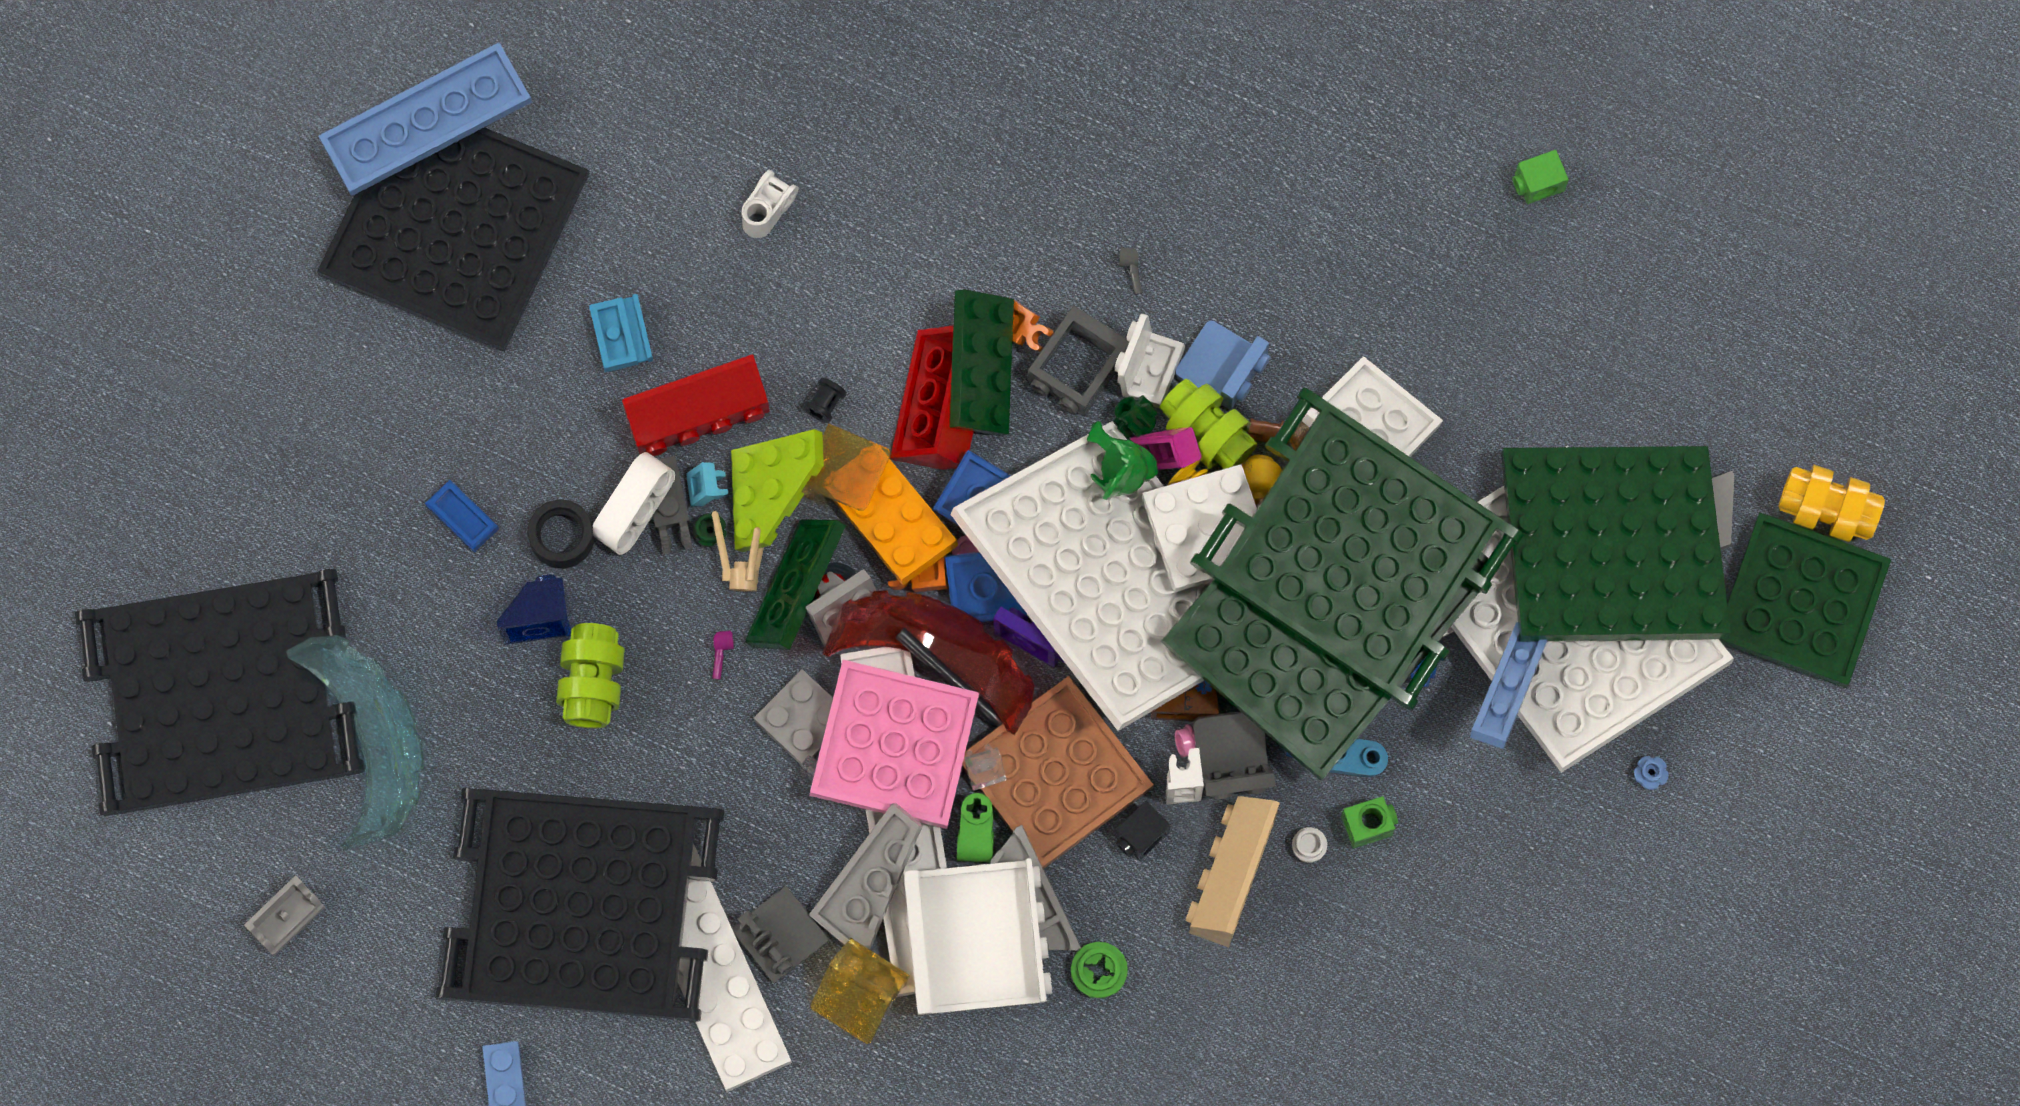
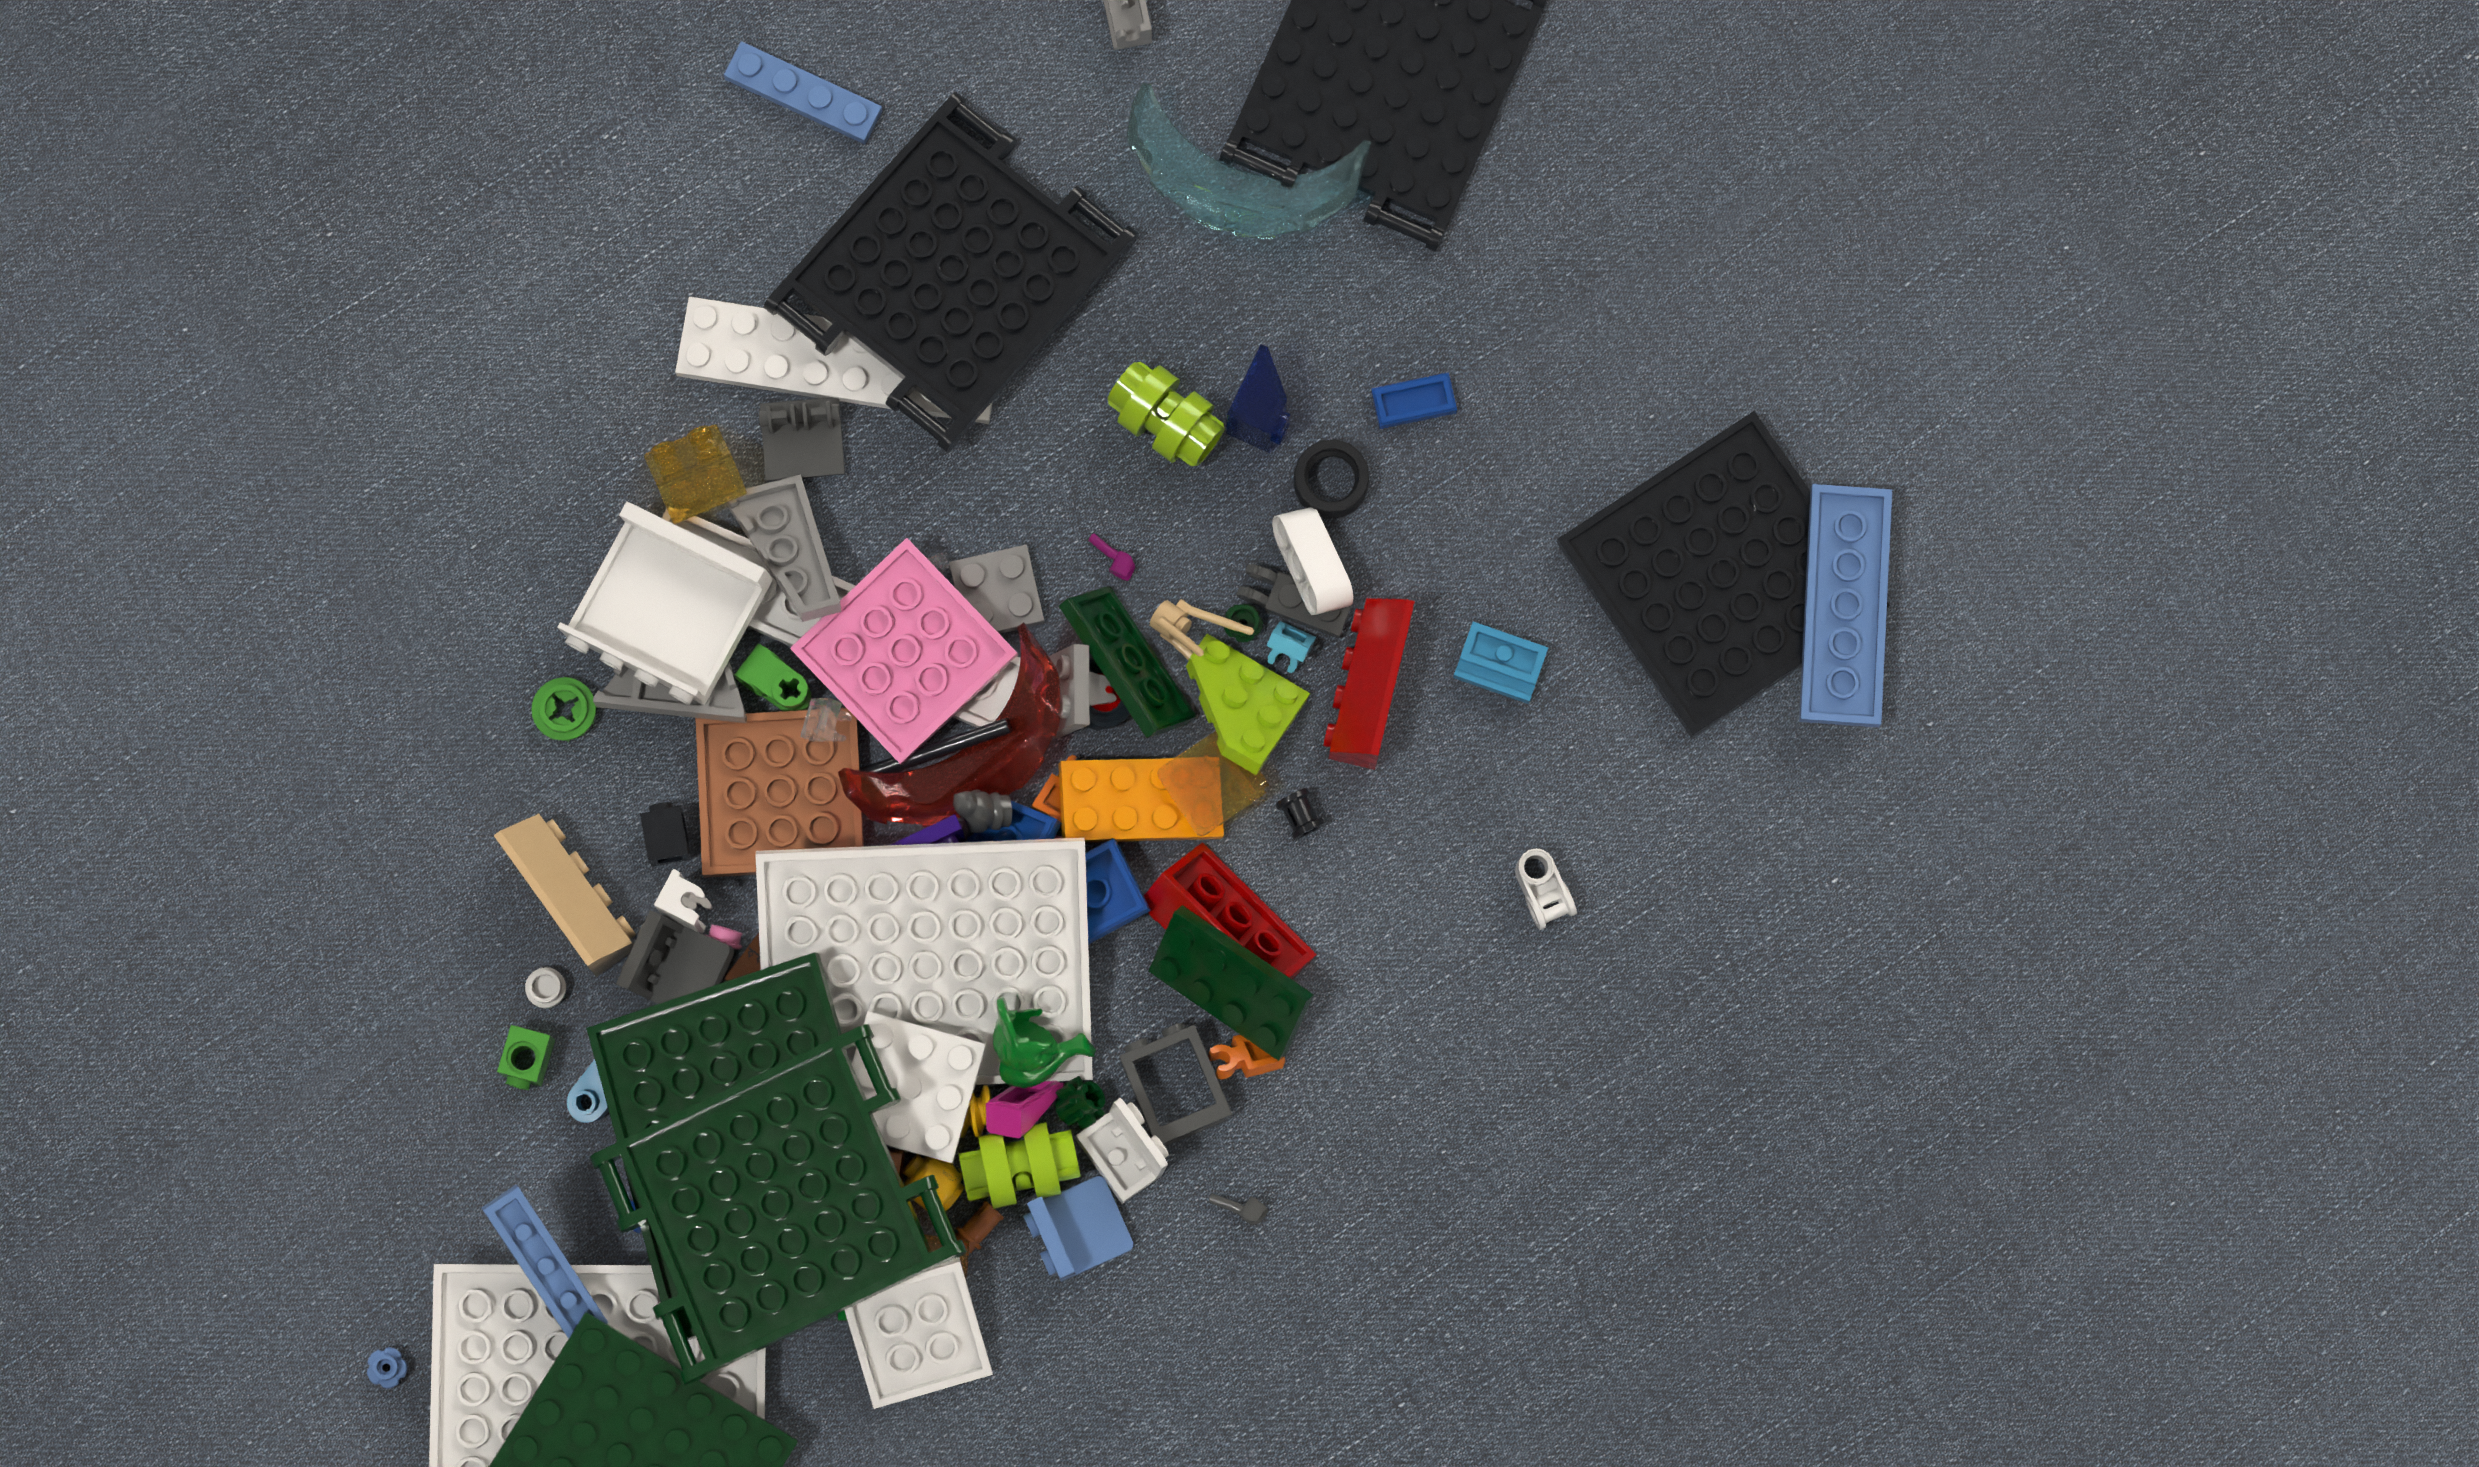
camera: 120 degrees right, 5 degrees up
(973, 608) = (982, 811): none -> dark grey animal

